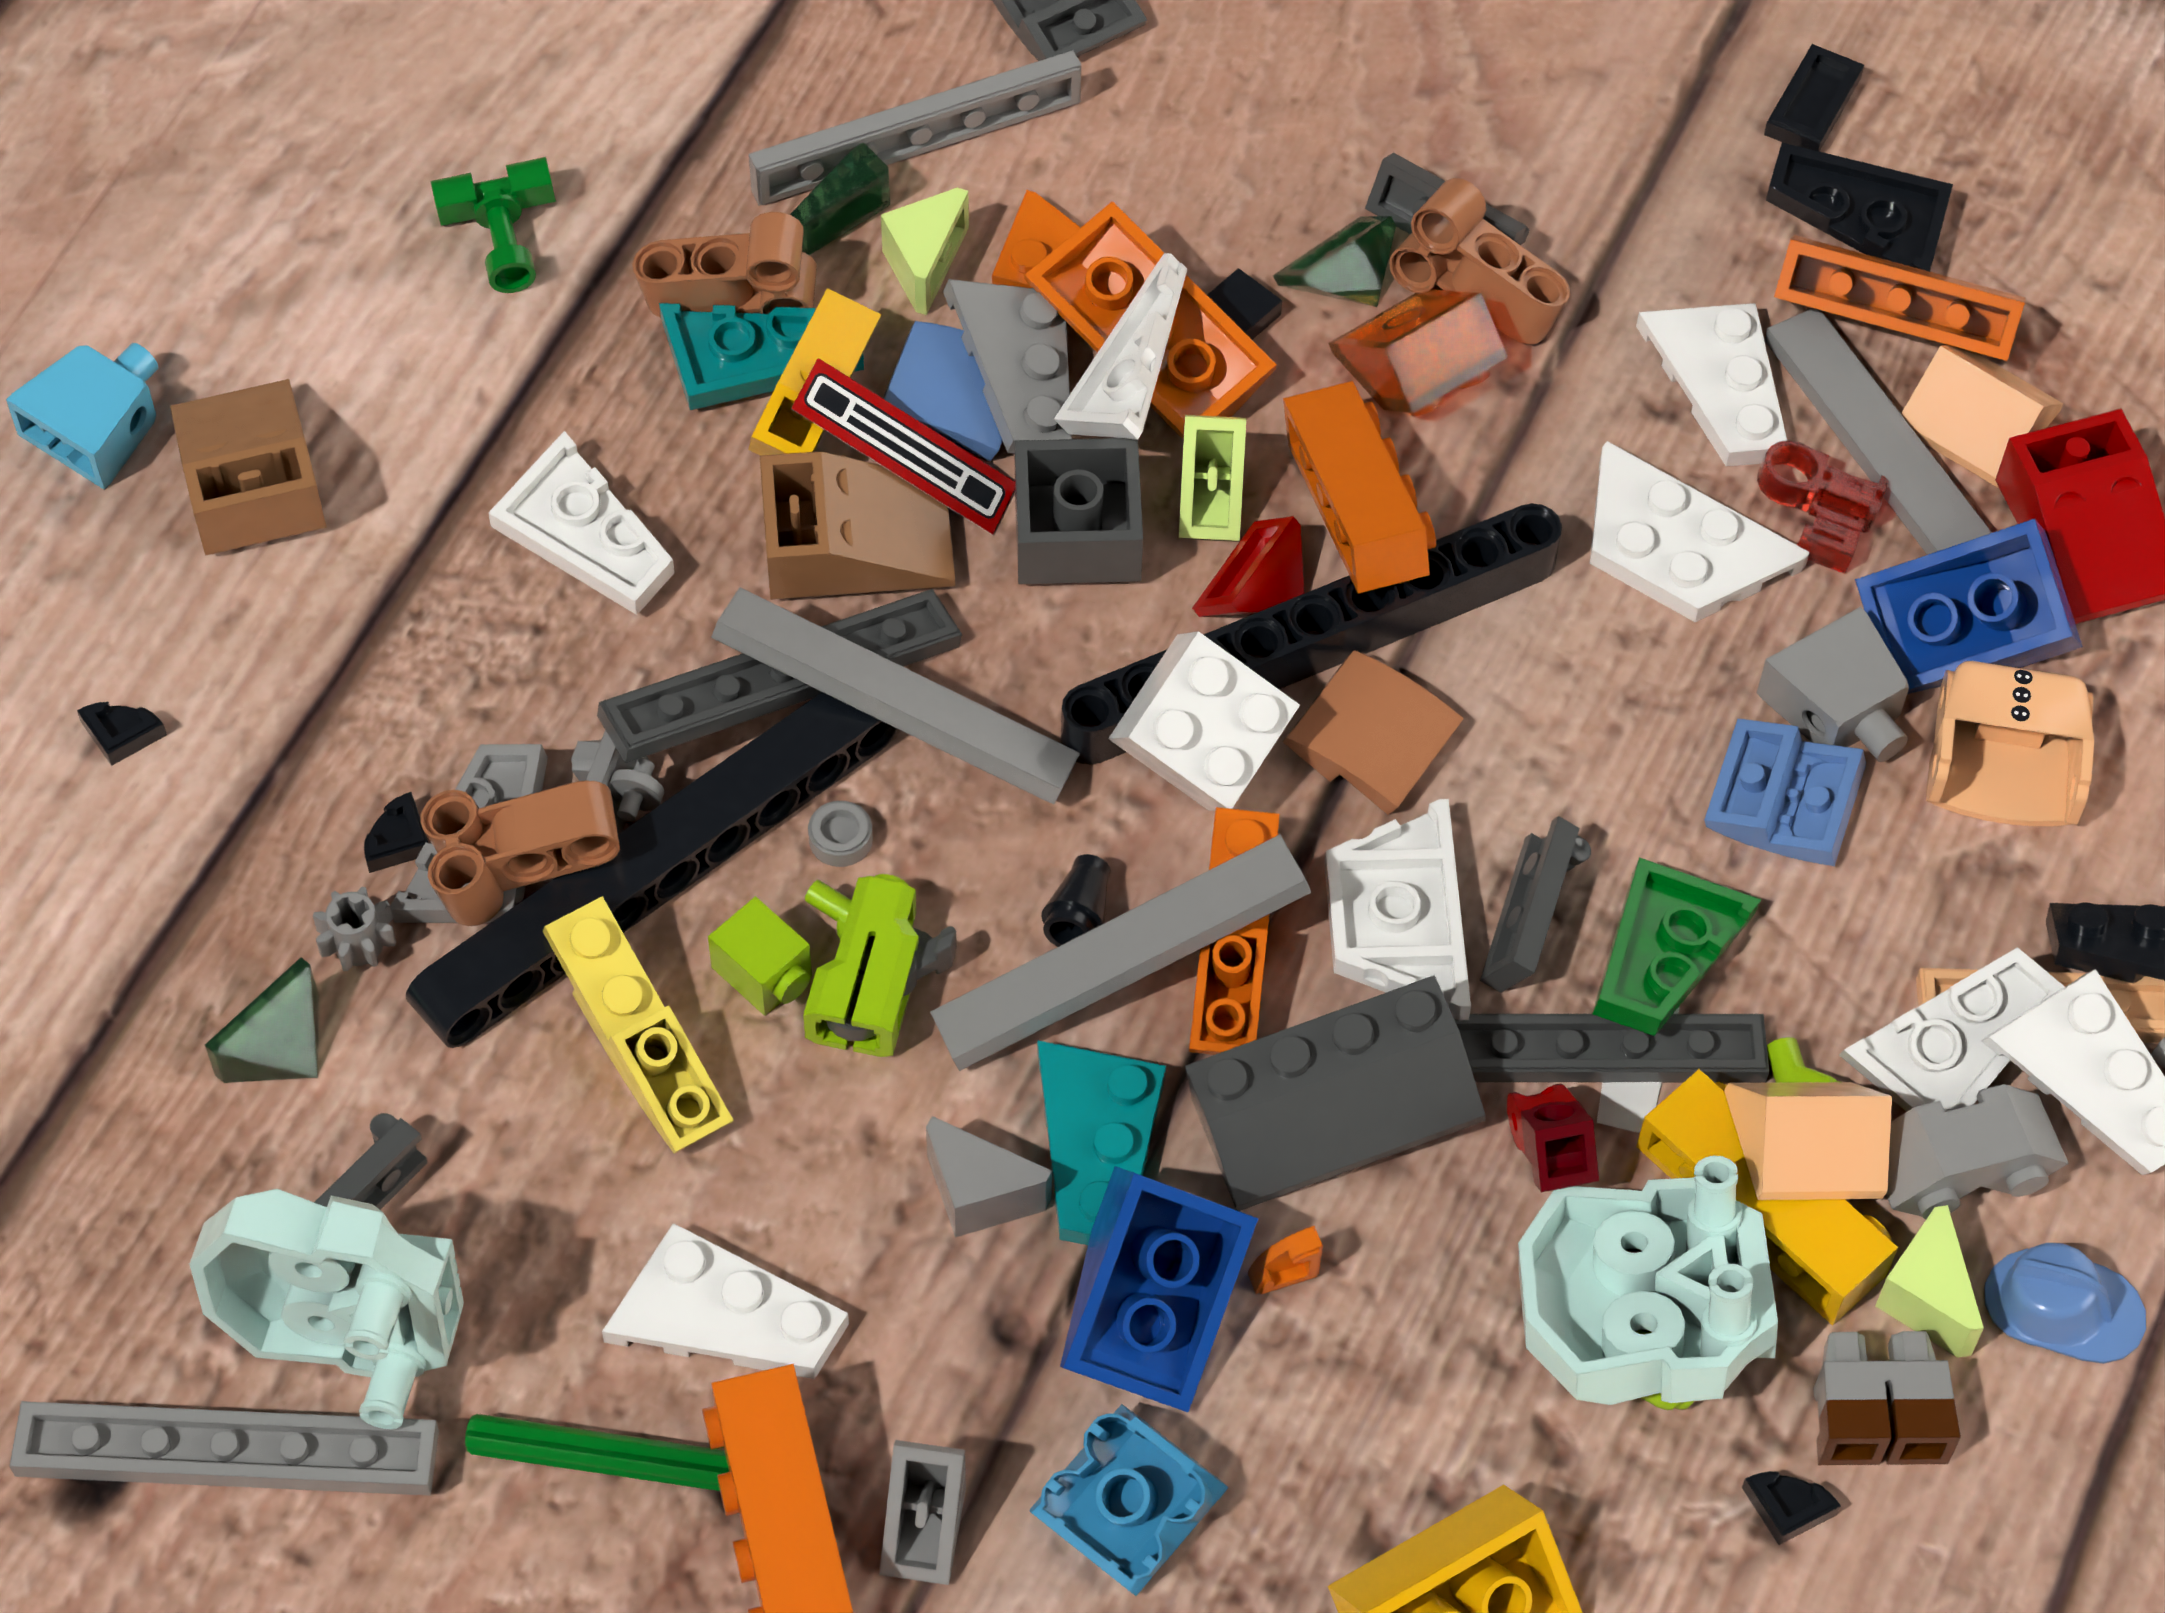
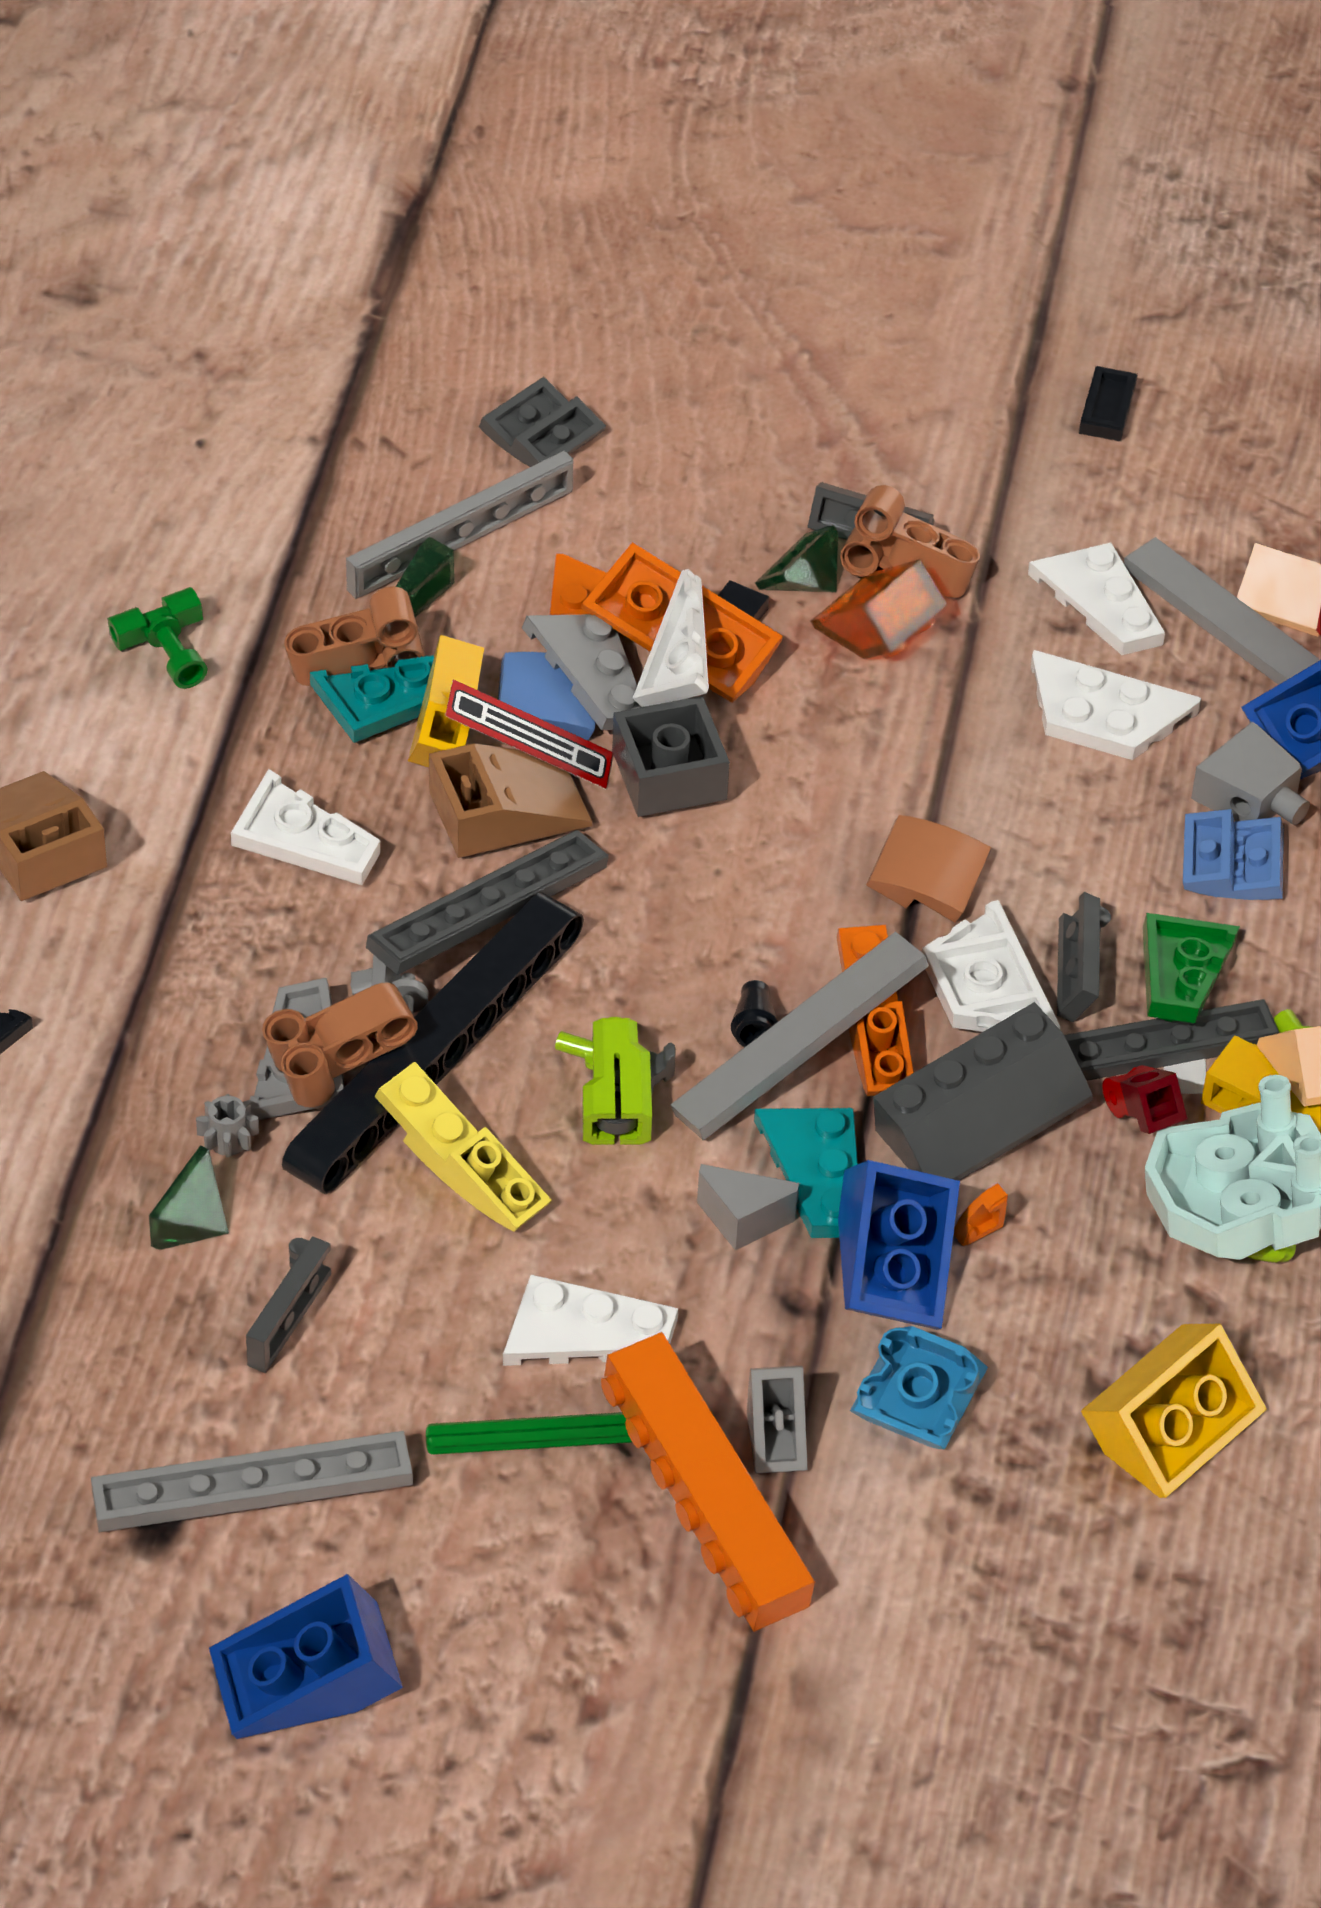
camera: 15 degrees left, 10 degrees down
(331, 1291) = (307, 1347): light aqua brick -> none
(395, 835) = (233, 1062): black tile -> none
(761, 956) = (536, 1089): lime brick -> none
(840, 833) = (562, 1002): light grey tile -> none
(895, 695) = (580, 898): light grey tile -> none
(923, 243) = (490, 600): yellowish green slope -> none
(1204, 721) = (812, 873): white brick -> none
(1212, 477) = (758, 718): yellowish green slope -> none
(1258, 572) = (811, 779): red slope -> none
(1337, 614) = (861, 811): black beam -> none
(1359, 486) = (870, 703): orange brick -> none
(1838, 496) = (1213, 662): clear red piece -> none
(1862, 204) = (1167, 466): black wing -> none
(1900, 297) = (1214, 519): orange brick -> none

